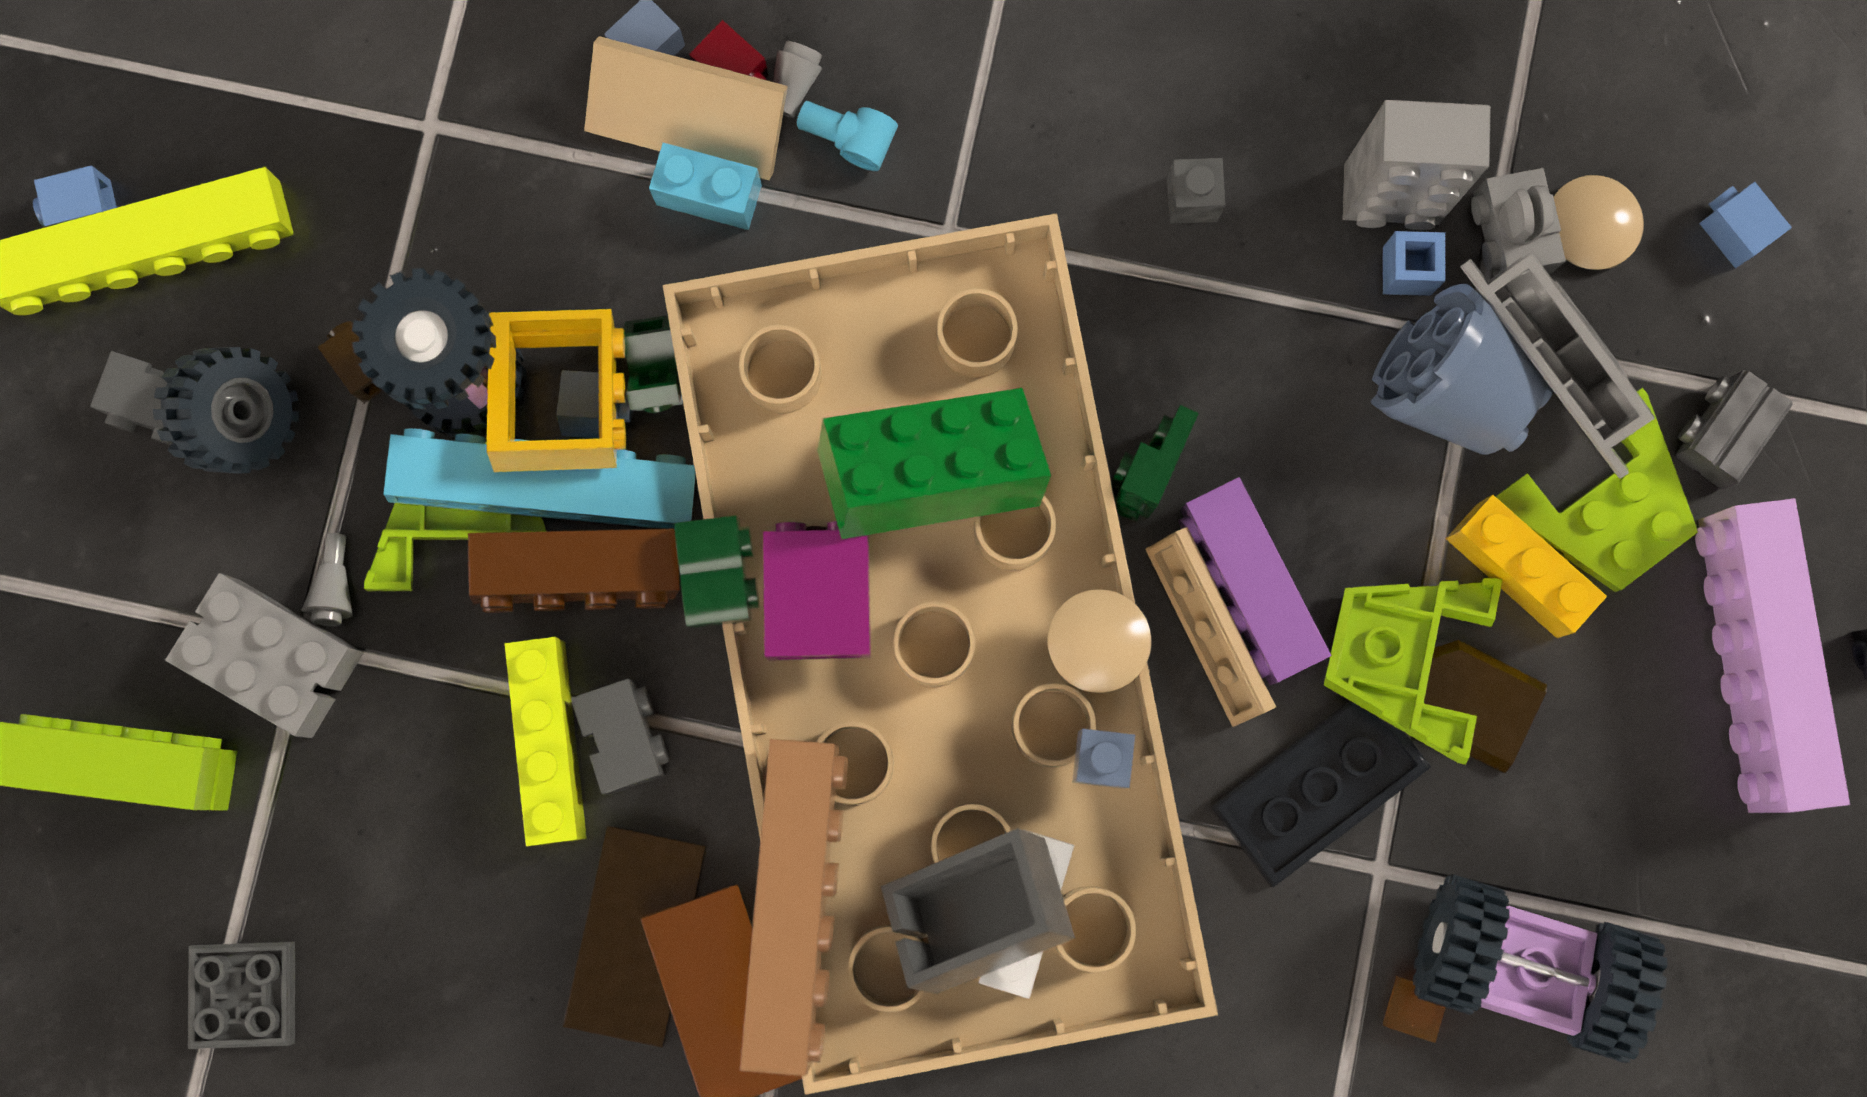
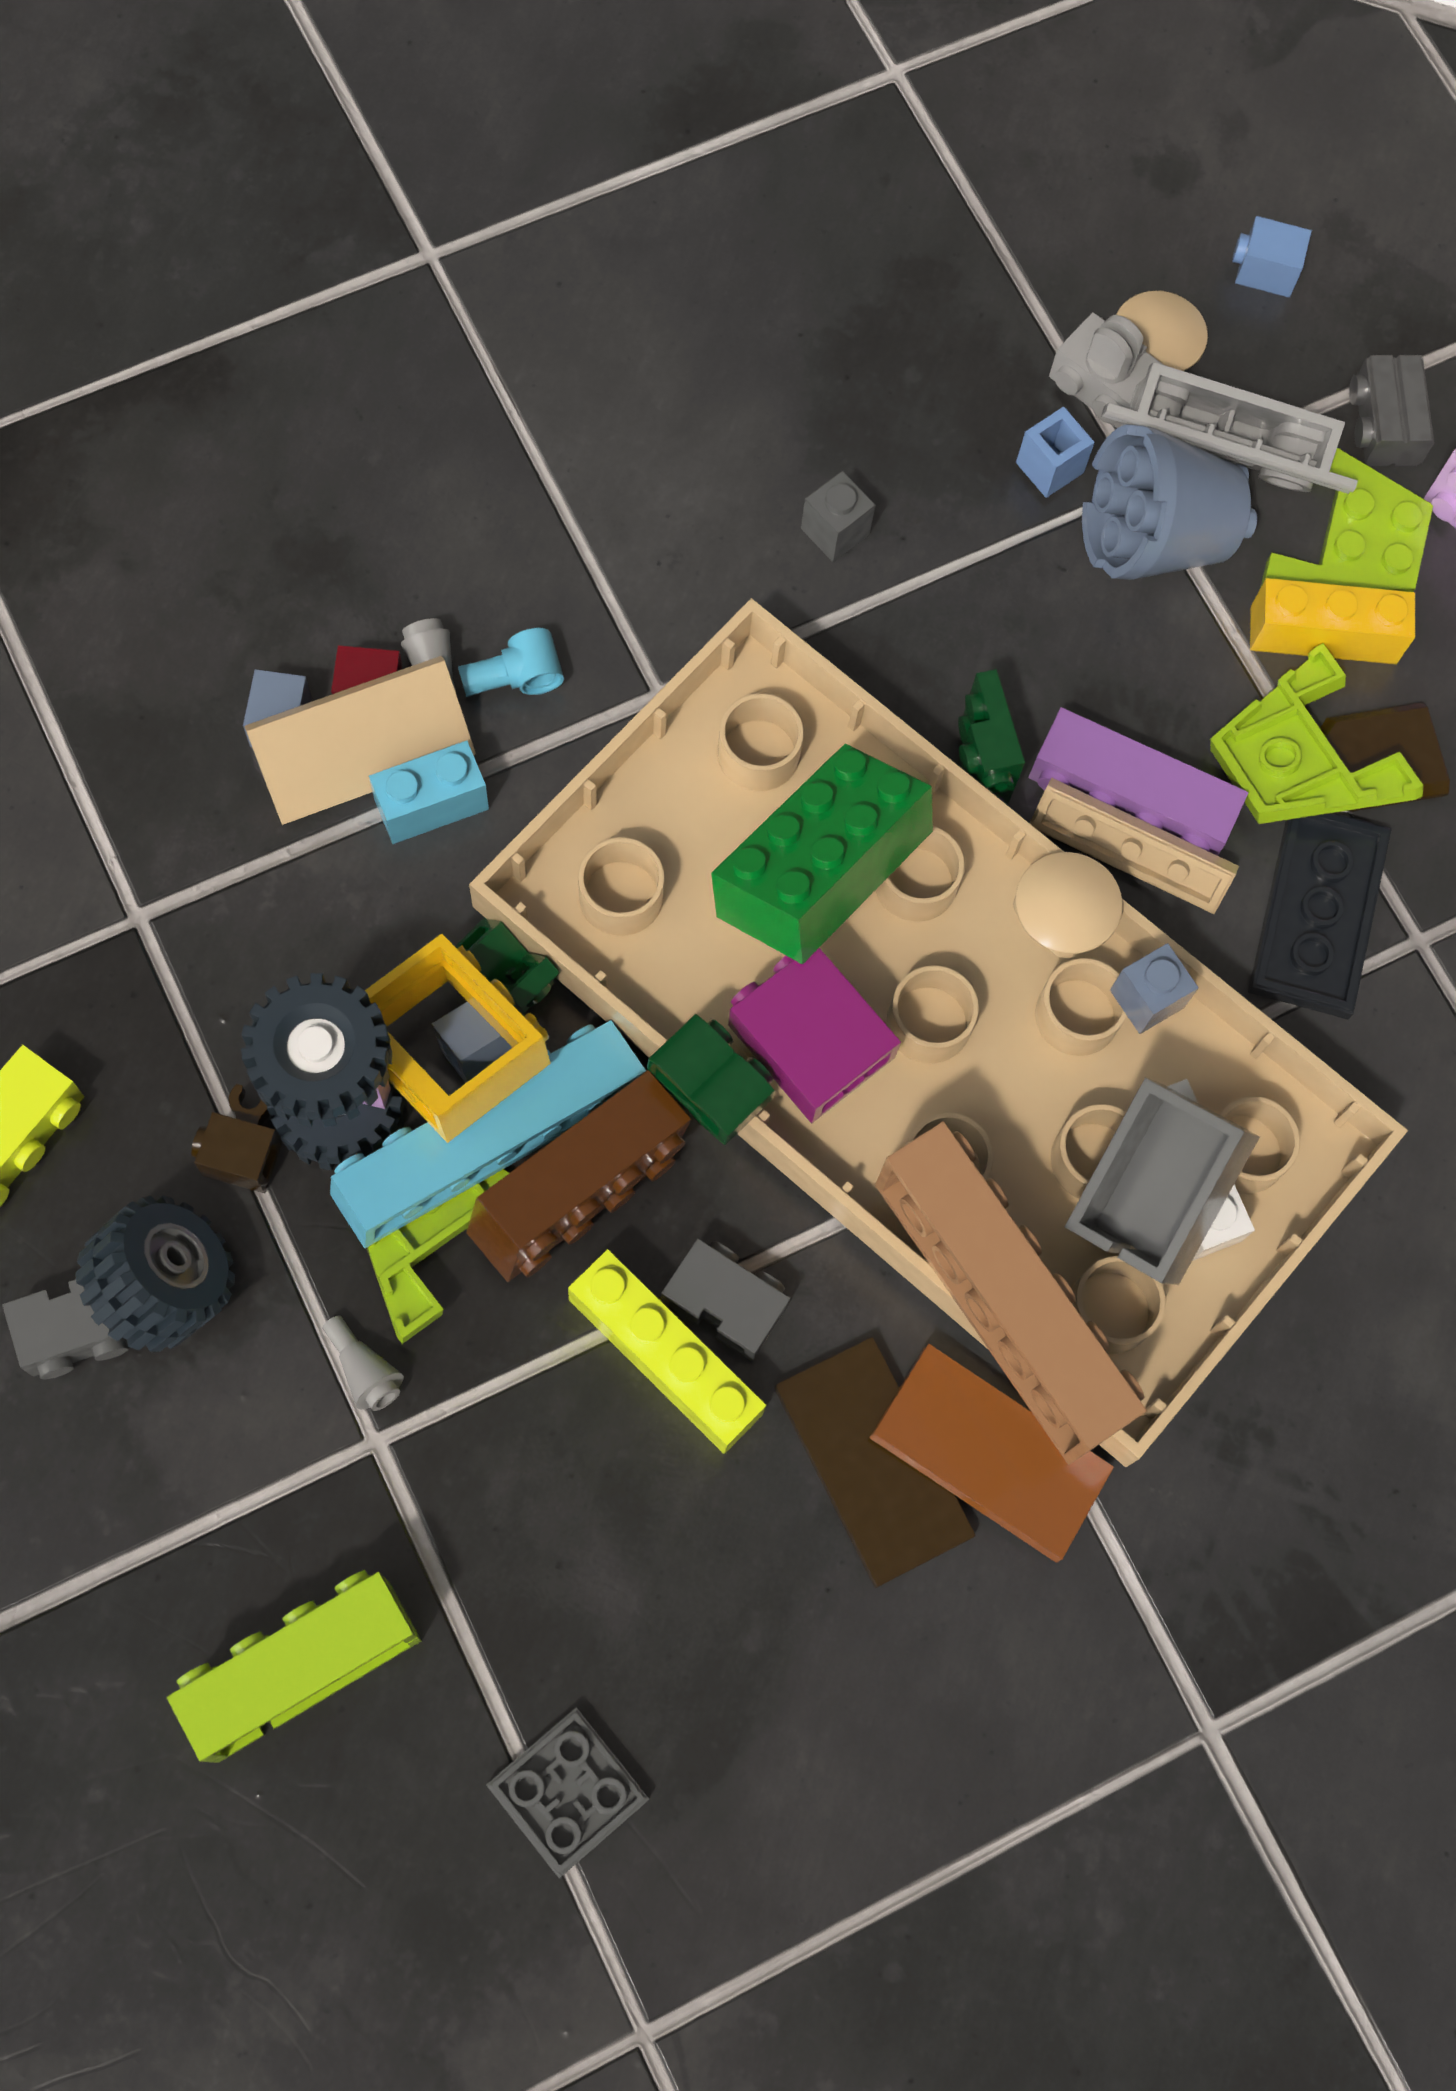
camera: 45 degrees left, 10 degrees down
(264, 656) = (354, 1469): light grey piece -> none
(1415, 163) = (1003, 363): light grey brick -> none

